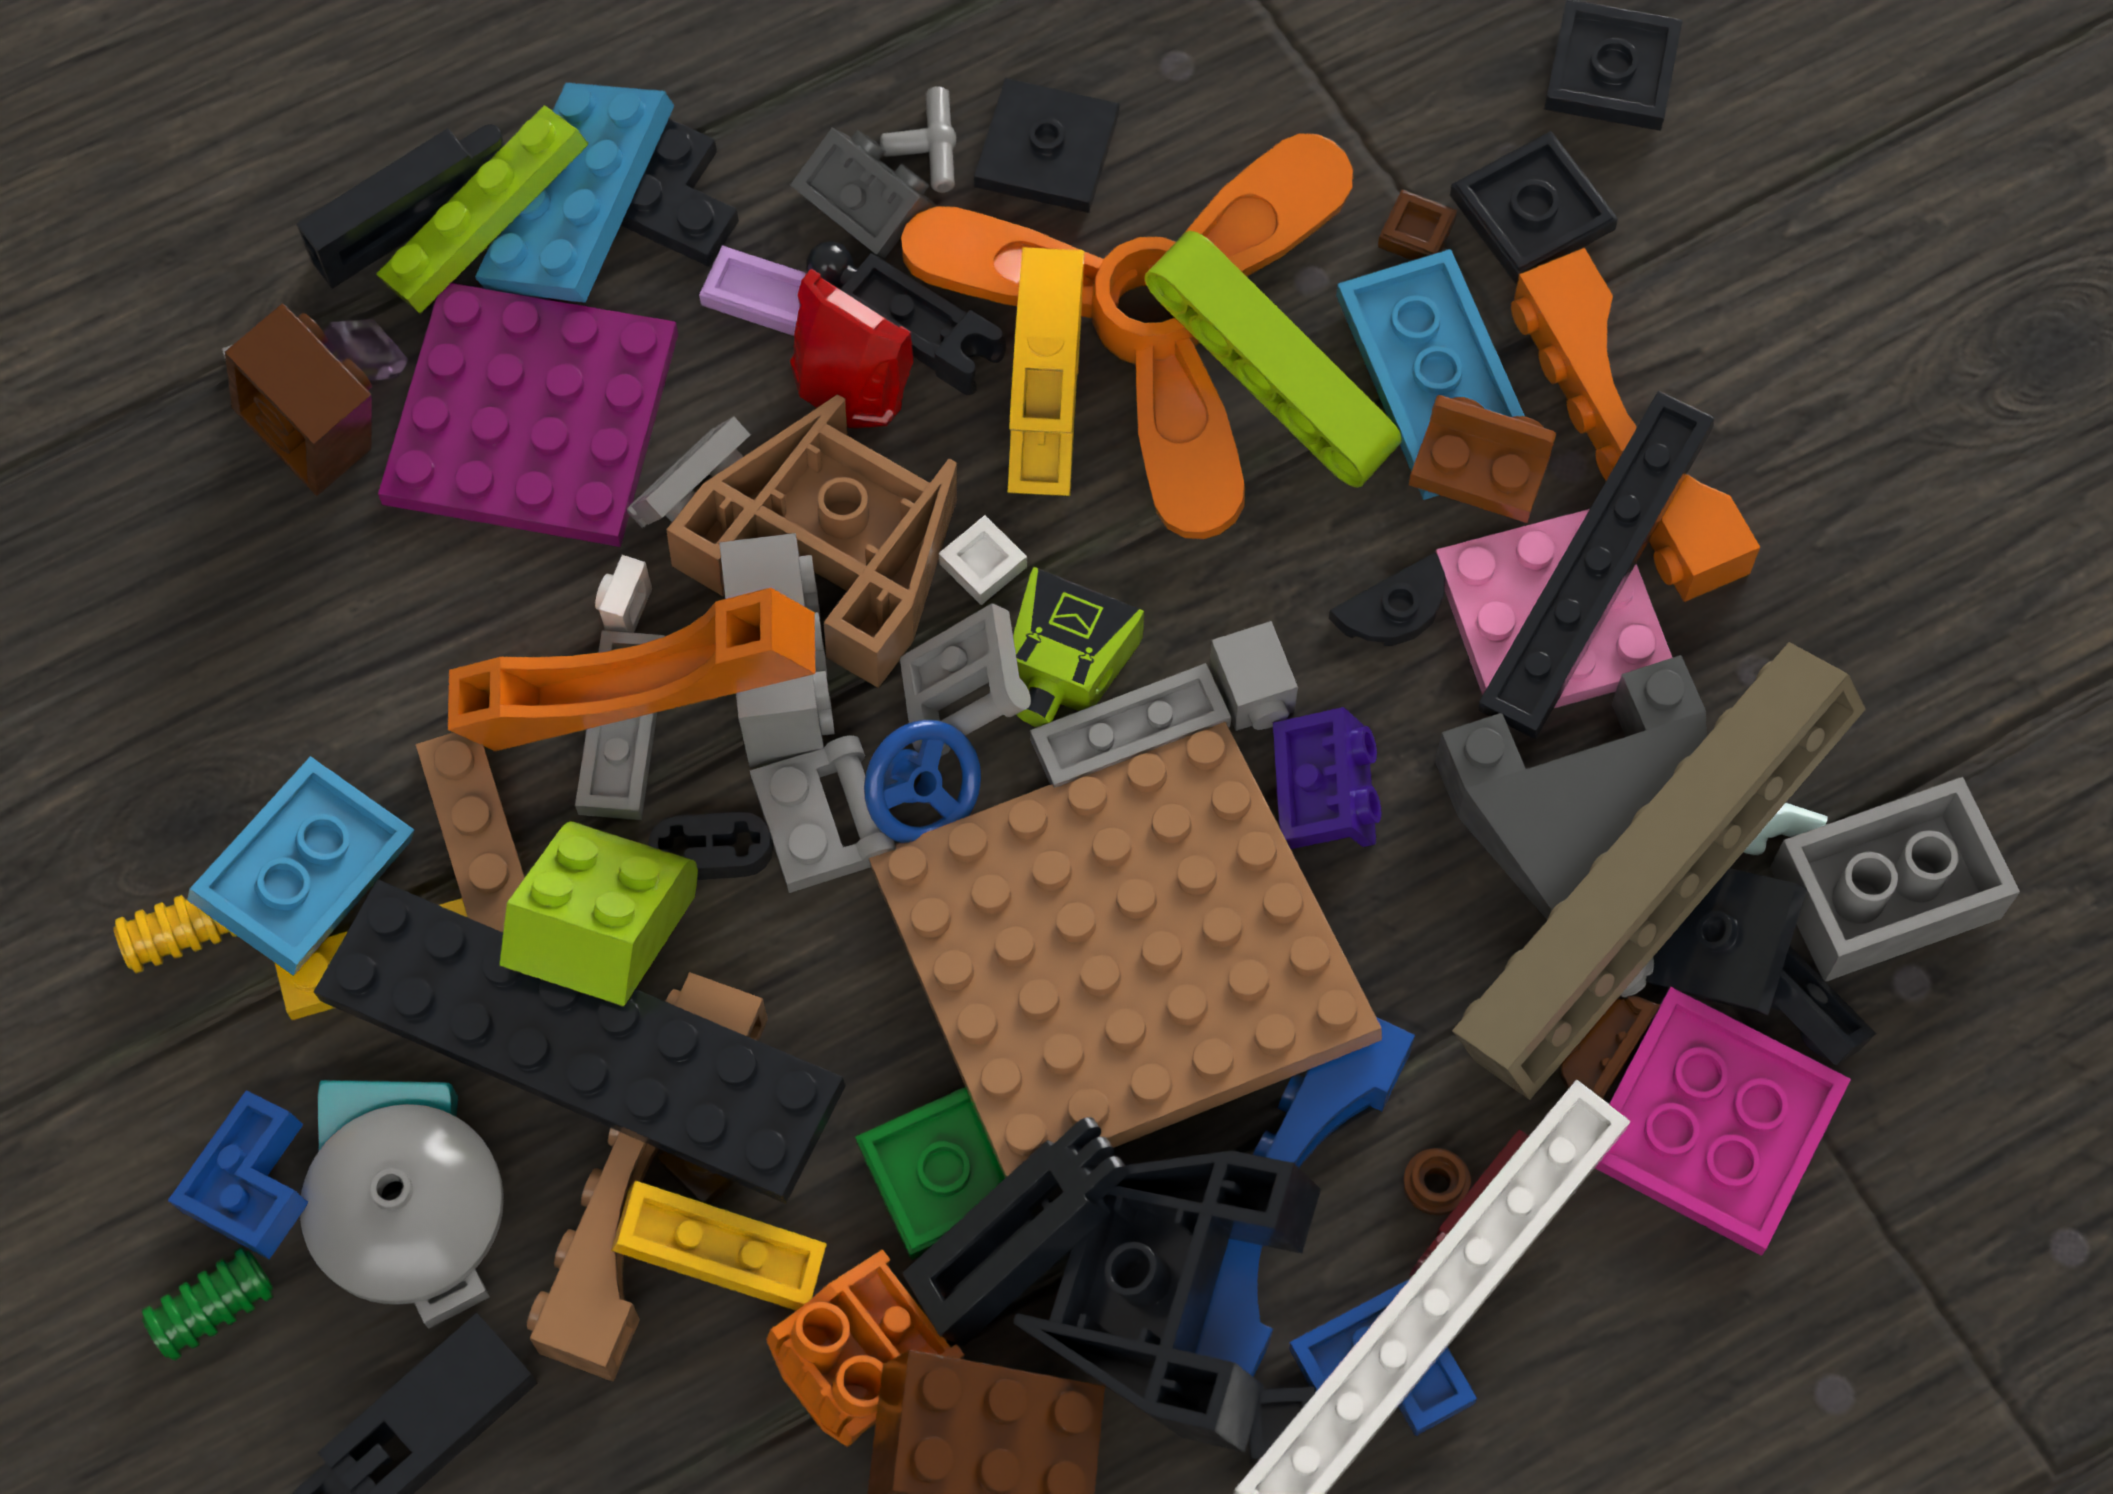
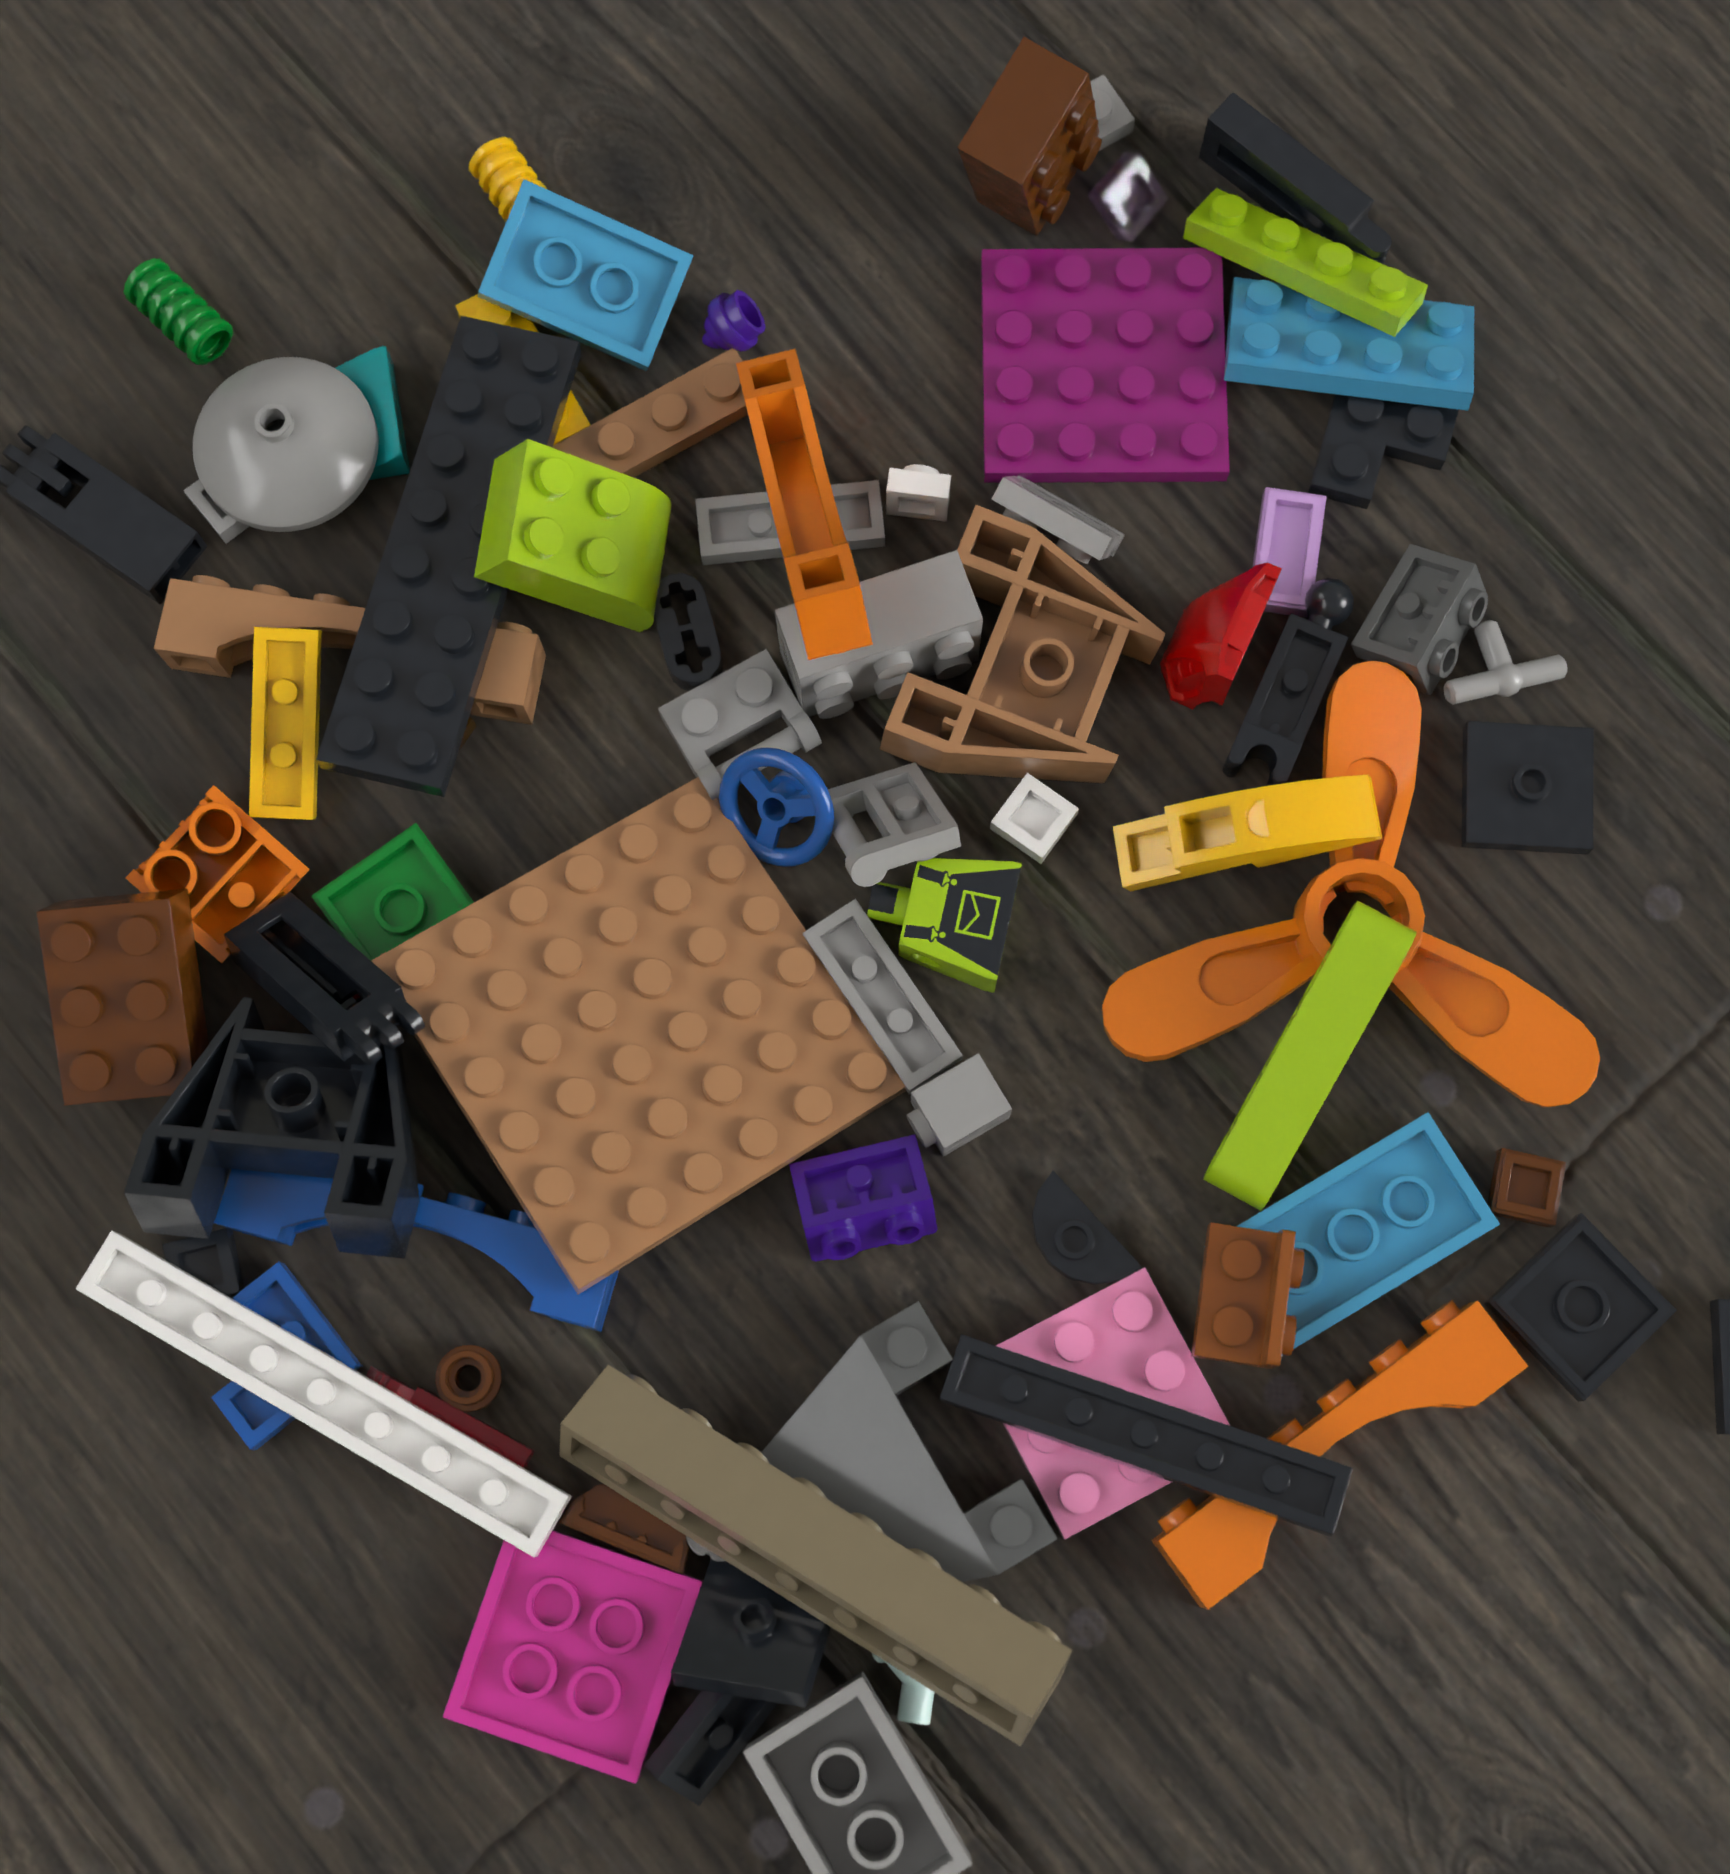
camera: 80 degrees right, 10 degrees up
(231, 1182) = (288, 296): blue plate -> none
(389, 742) = (733, 322): none -> dark purple plate

